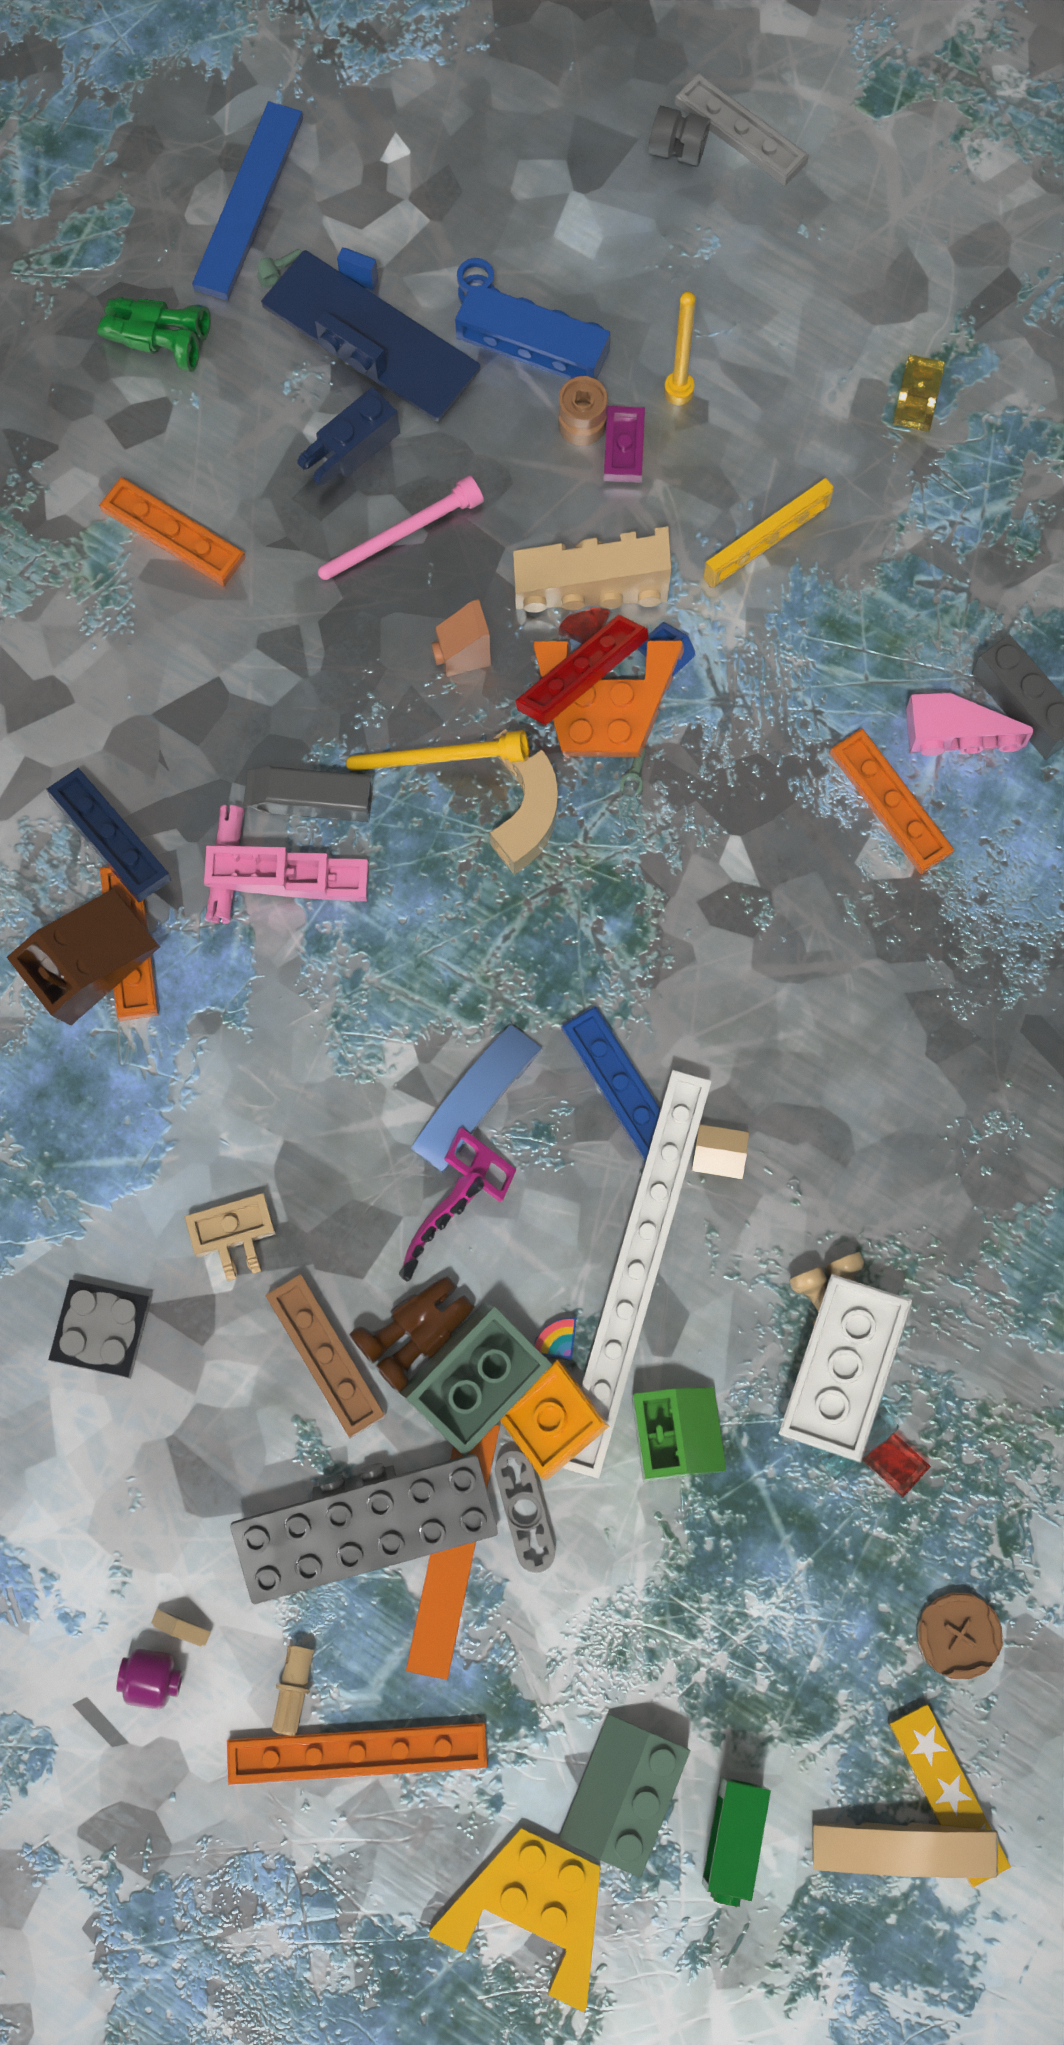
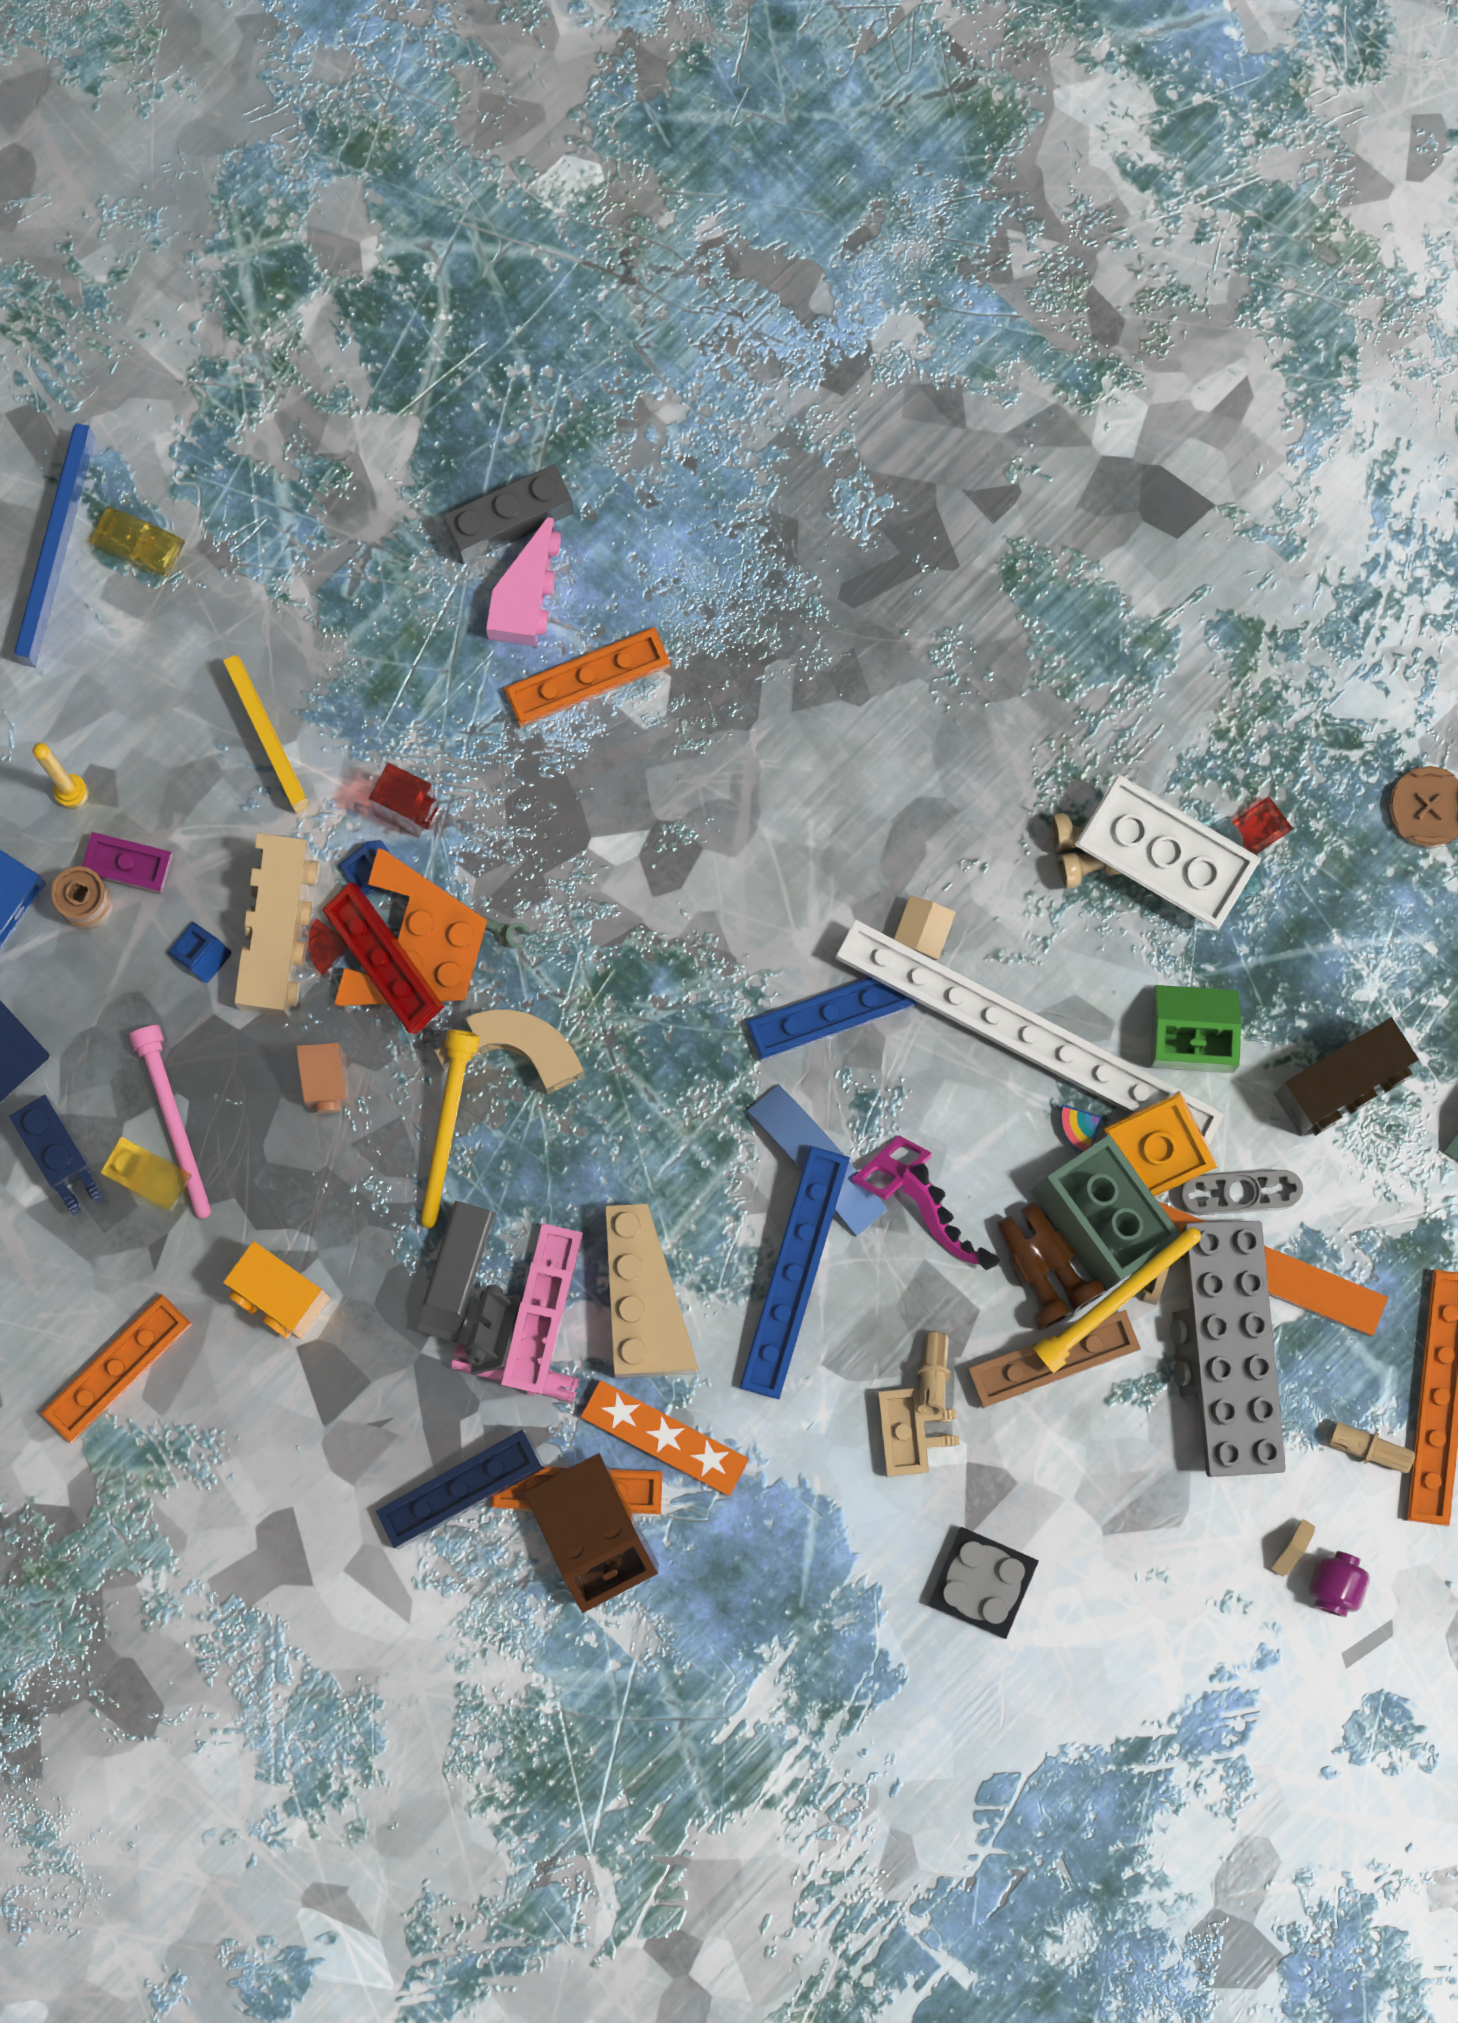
camera: 80 degrees left, 5 degrees up
(188, 1009) = (665, 1438): none -> orange tile
(240, 828) = (491, 1342): none -> dark grey hinge
(258, 638) = (277, 1290): none -> light orange brick
(289, 1241) = (933, 1374): none -> tan axle
(312, 960) = (645, 1312): none -> tan wedge
(328, 1350) = (1056, 1348): none -> yellow piece
(347, 518) = (146, 1174): none -> clear yellow slope
(364, 1093) = (794, 1272): none -> blue tile
(420, 1441) = (1153, 1290): none -> tan tile
(557, 522) = (199, 952): none -> blue slope
(657, 1595) = (1347, 1078): none -> dark brown brick
(732, 655) = (404, 800): none -> clear red brick
(898, 325) = (54, 545): none -> blue tile

